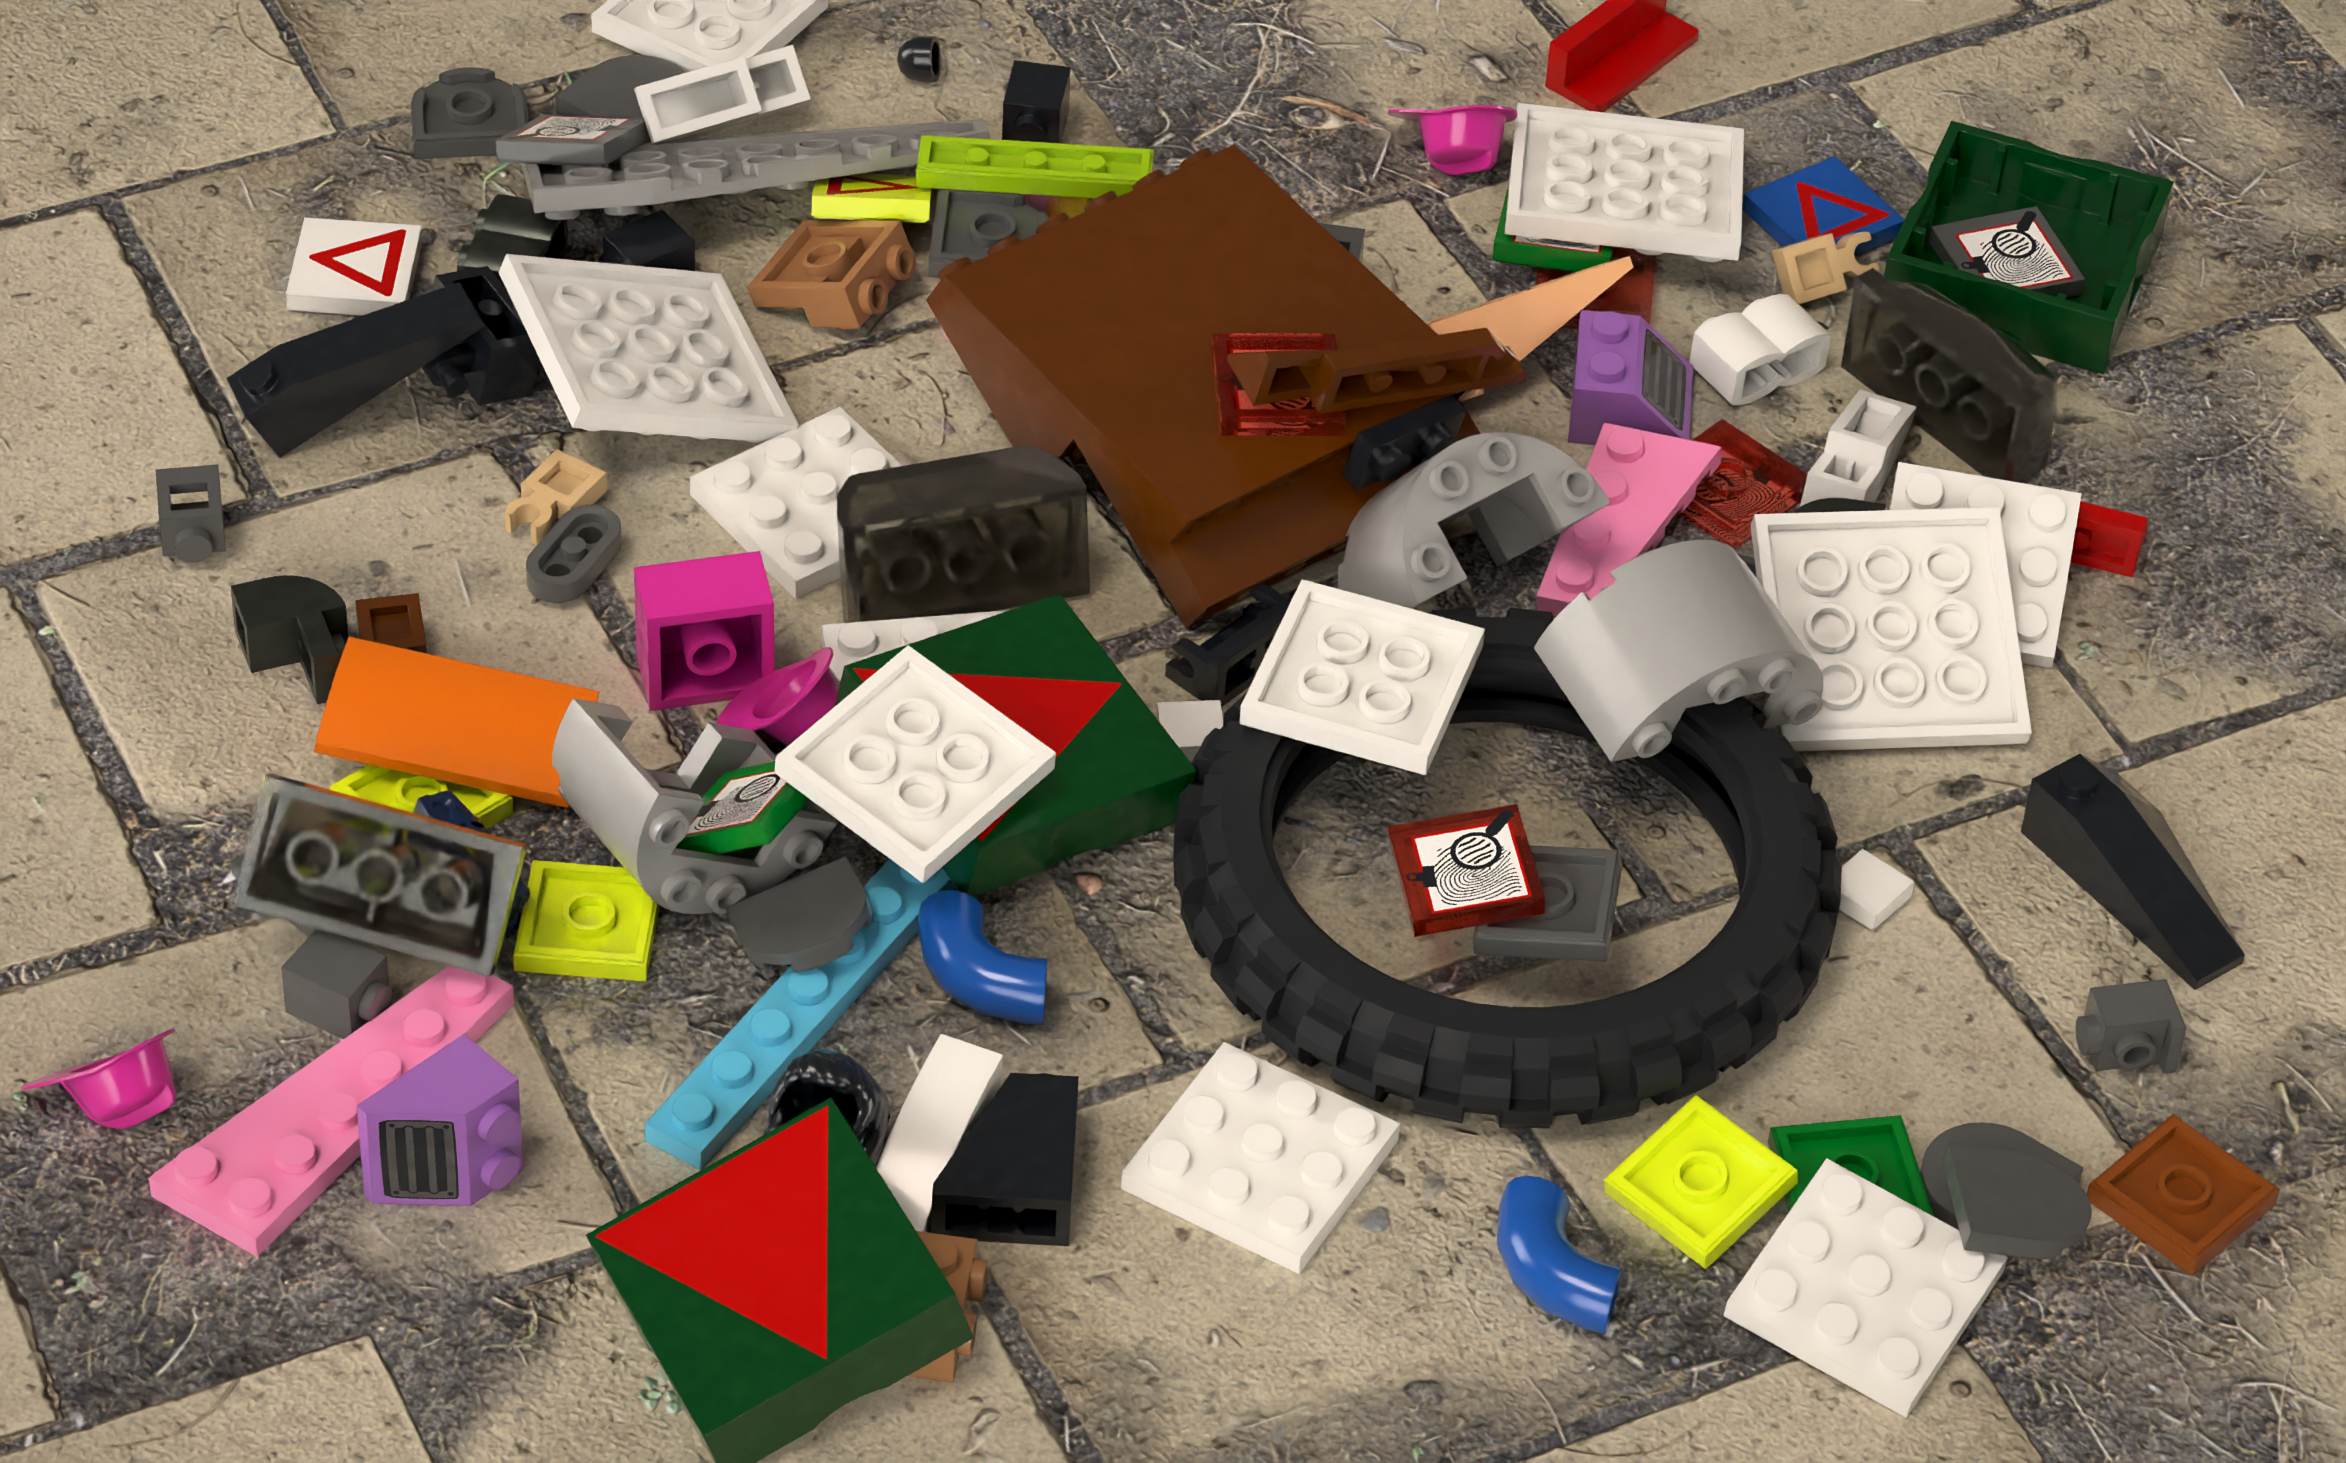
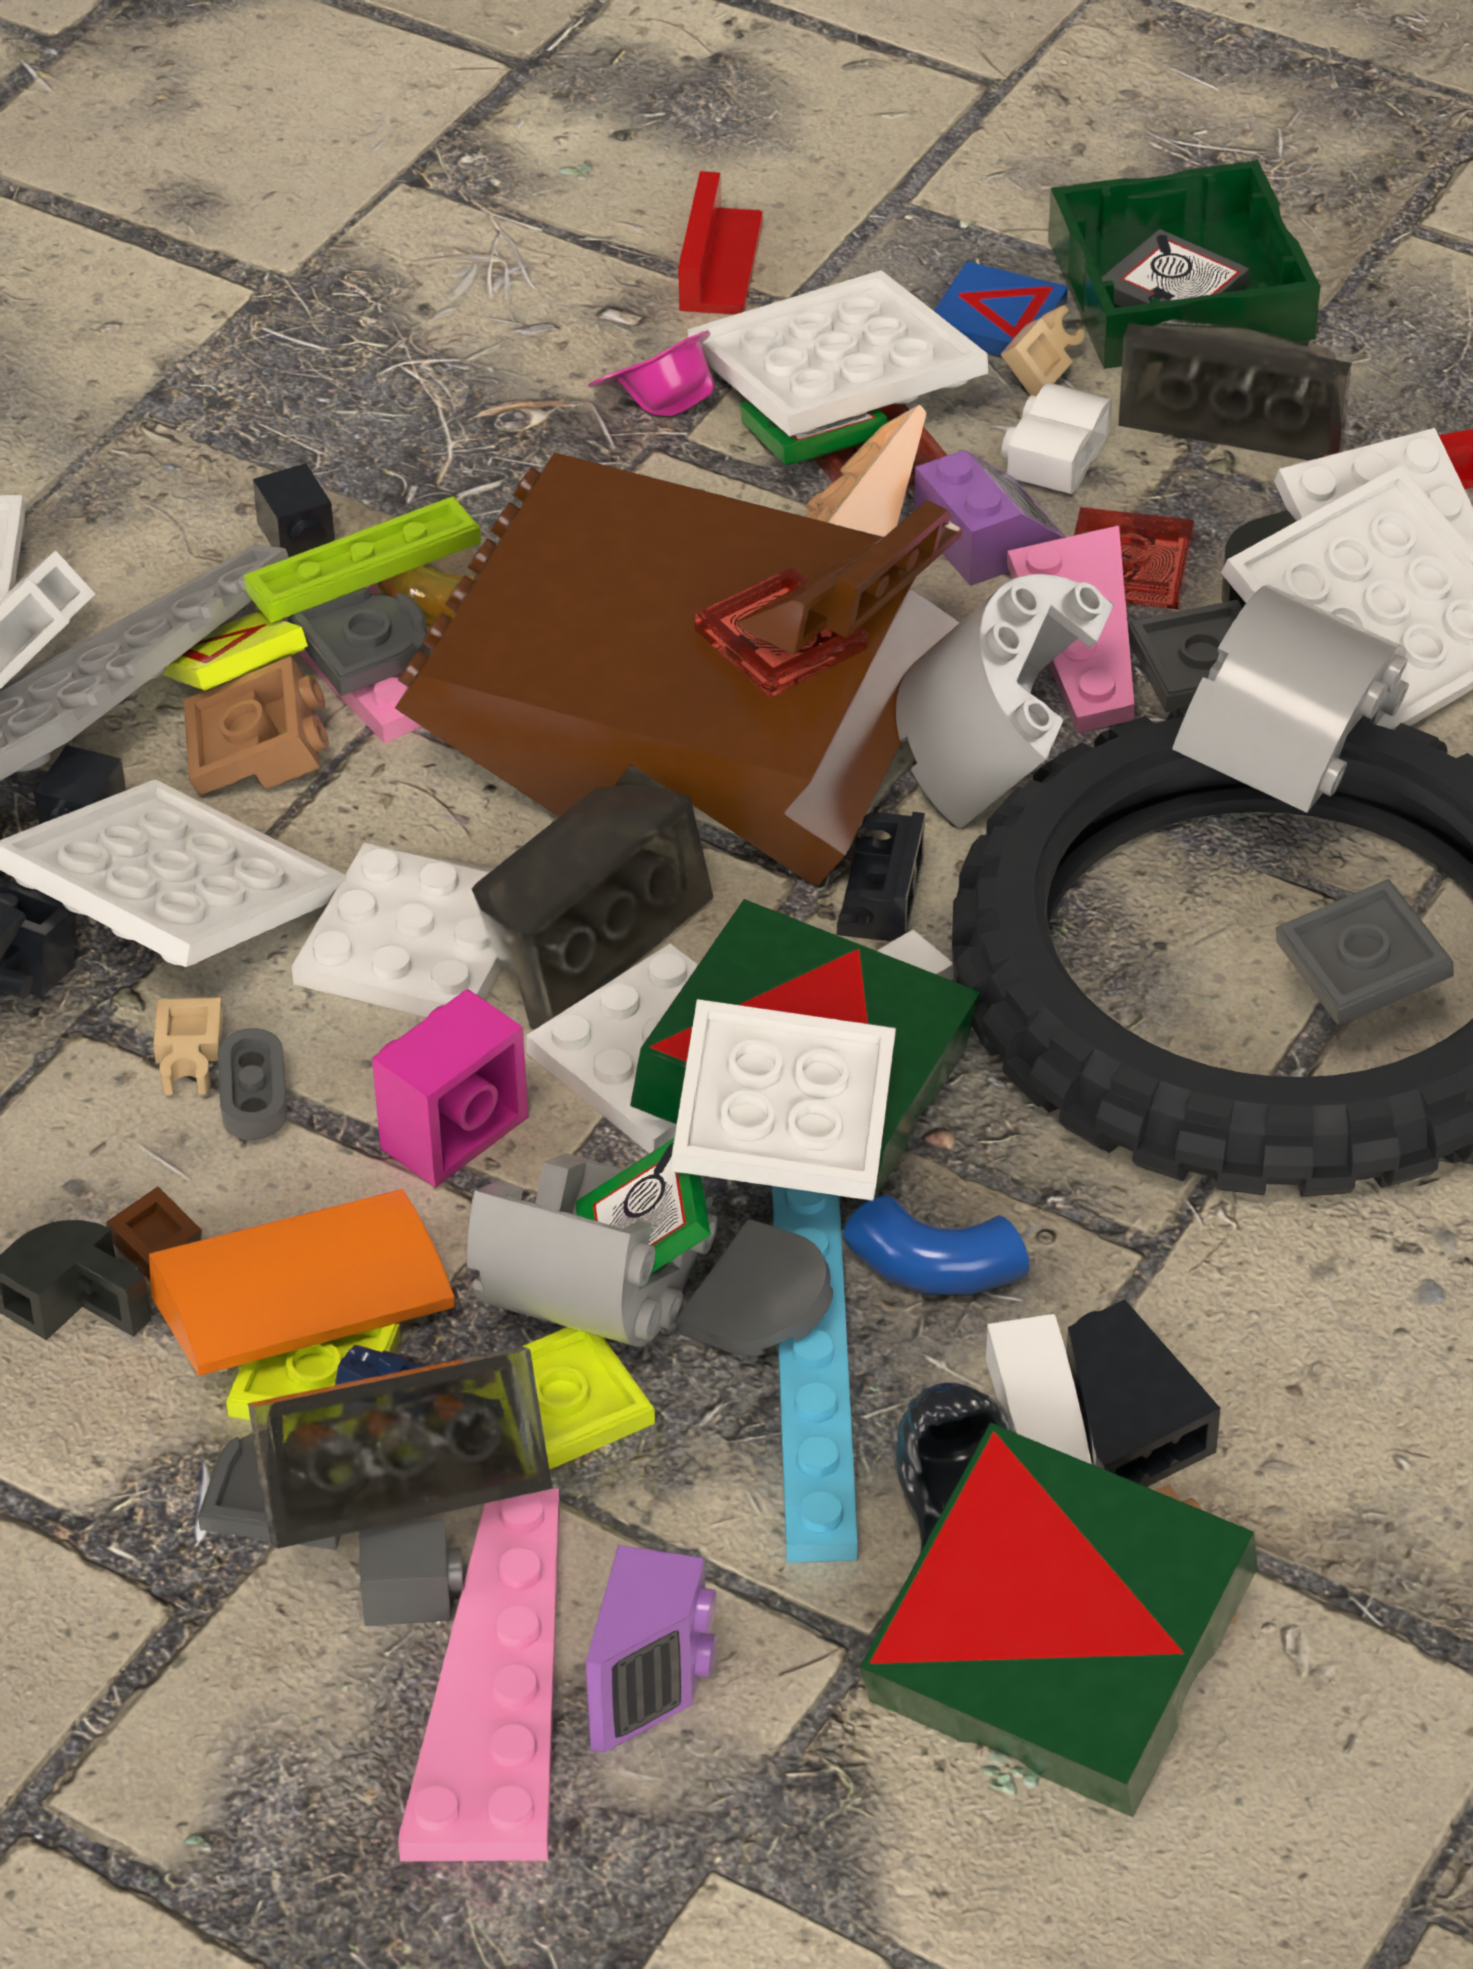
camera: 30 degrees left, 0 degrees up
(121, 1087) = (289, 1774): dark pink piece -> none
(786, 699) = (571, 1111): dark pink piece -> none
(920, 59) = (151, 519): black hinge -> none
(1260, 1157) = (1301, 1291): white plate -> none
(1362, 677) = (1068, 840): white plate -> none
(1403, 442) = (902, 642): black plate -> none
(1466, 870) = (1289, 957): tile -> none
(1860, 449) = (1210, 485): white slope -> none

